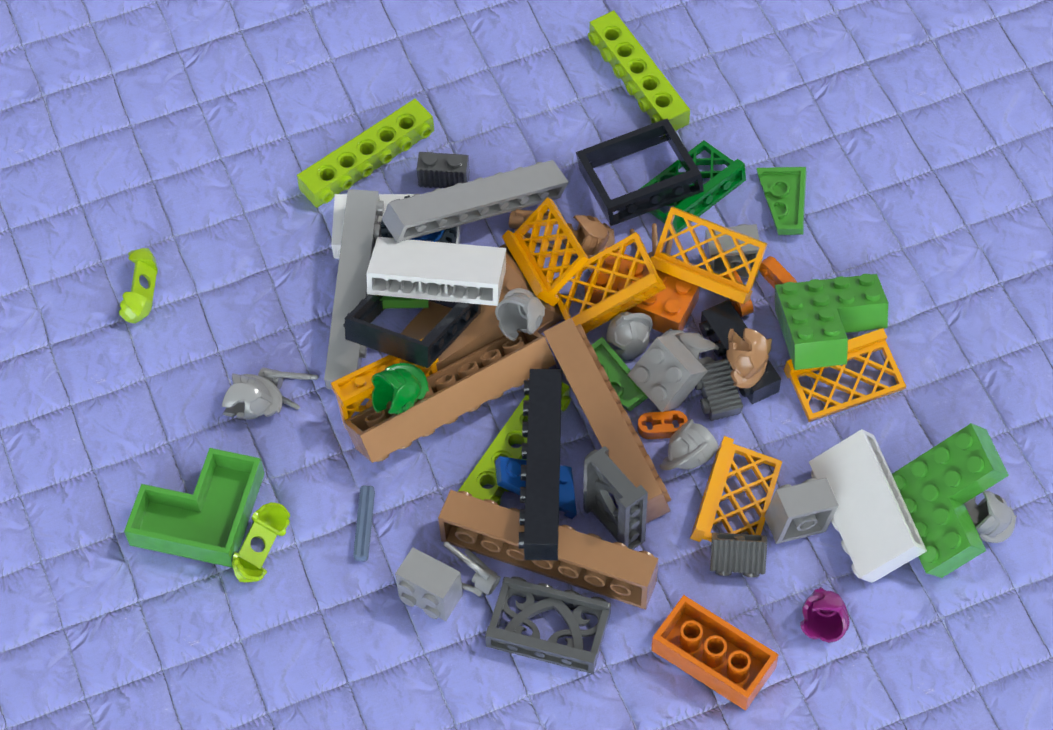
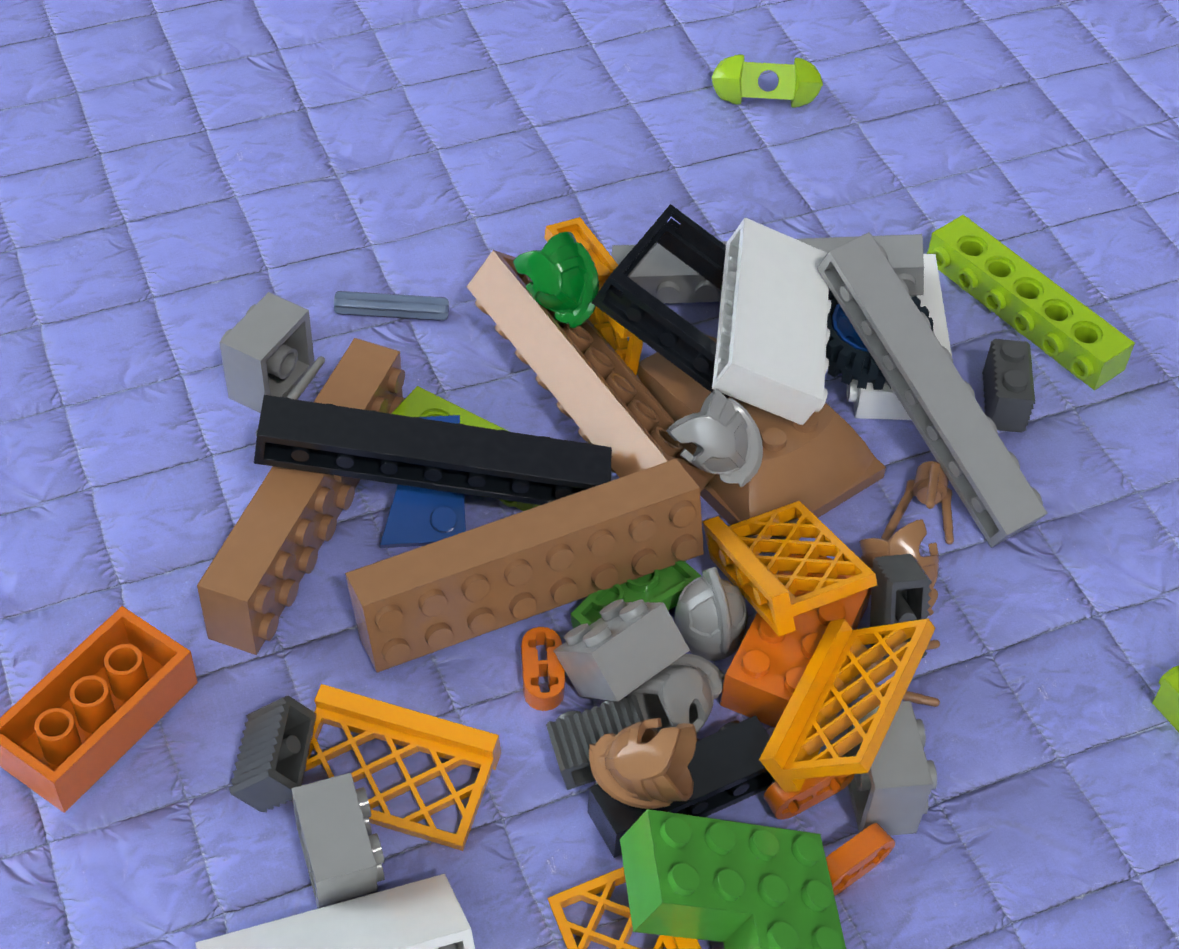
camera: 85 degrees right, 10 degrees down
(204, 523) = (408, 148): bright green piece -> none
(251, 397) = (590, 177): light grey helmet -> none
(267, 523) = (335, 190): lime piece -> none
(277, 378) = (621, 211): light grey plant -> none
(532, 263) = (837, 478): light orange fence -> none
(549, 651) = (177, 453): dark grey fence -> none
(603, 476) = (342, 514): dark grey fence -> none
(622, 226) = (899, 592): none -> dark grey brick
(649, 197) = (1004, 669): black window -> none
(690, 447) = (479, 684): light grey helmet -> none
(718, 186) = (1023, 747): green fence -> none
(785, 197) = (1042, 888): bright green wing -> none
(825, 616) = (142, 891): magenta helmet -> none

